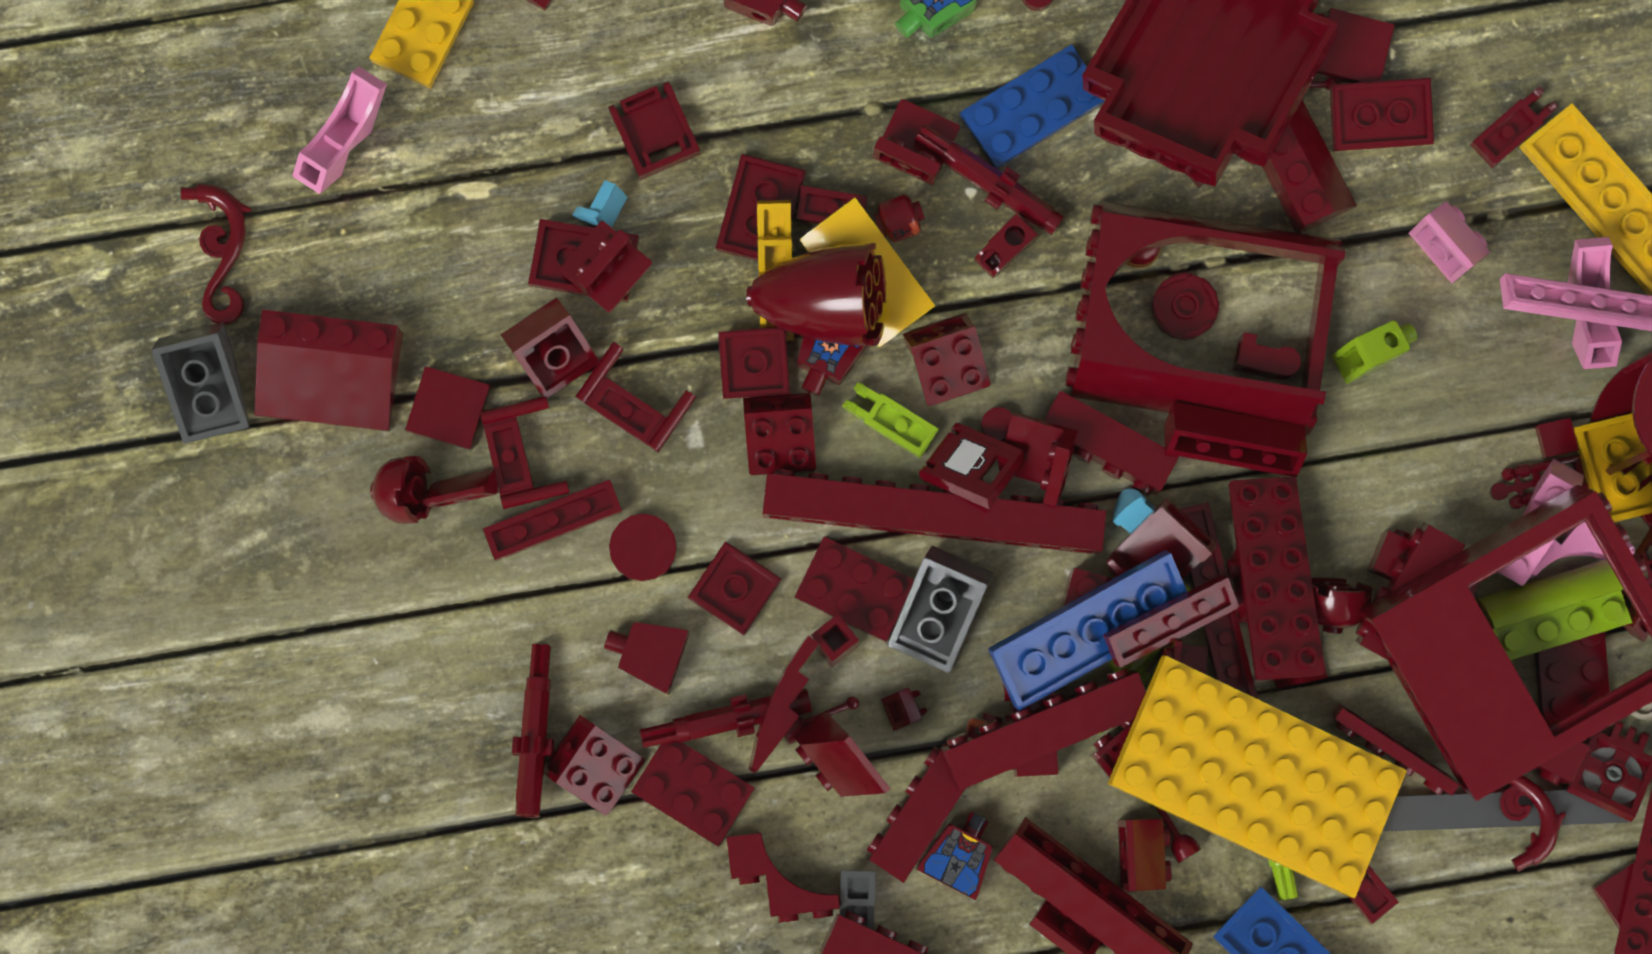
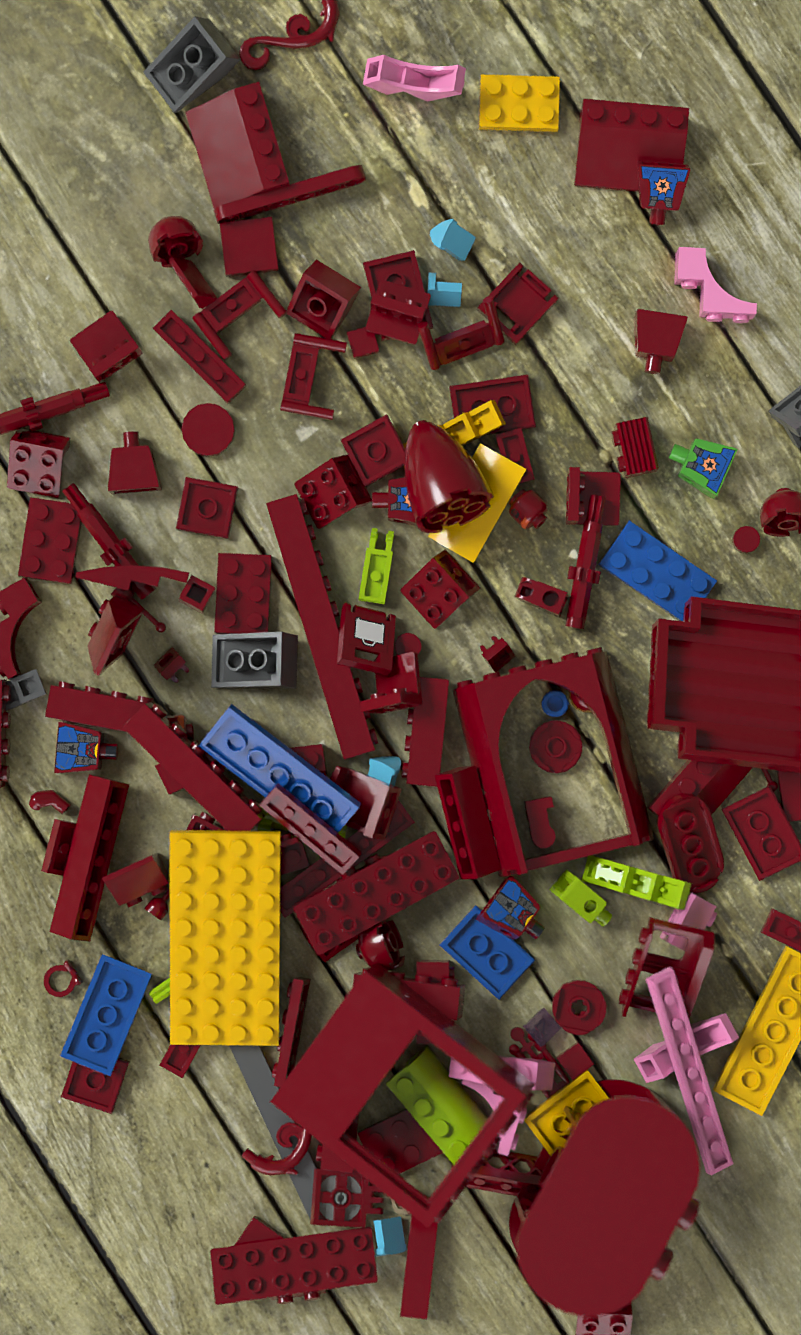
camera: 75 degrees right, 5 degrees up
(408, 334) = (290, 194): none -> dark red beam
(490, 625) = (105, 346): none -> dark red bracket
(545, 171) = (452, 239): none -> medium azure tile
(620, 325) = (362, 343): none -> dark red tile
(671, 207) = (463, 341): none -> dark red plate
(880, 69) = (635, 447): none -> dark red brick
(1000, 922) = (48, 798): none -> dark red arm
(1052, 324) = (498, 654): none -> dark red tile
(1135, 286) = (554, 703): none -> blue tile
(1356, 434) = (512, 911): none -> torso
(1362, 198) = (691, 842): none -> dark red tile
(1383, 277) = (636, 882): none -> lime slope
(1391, 485) = (487, 954): none -> blue tile
(1503, 458) = (542, 1027): none -> tile
(1508, 254) = (688, 970): none -> dark red window
(1515, 403) = (591, 998): none -> dark red plate

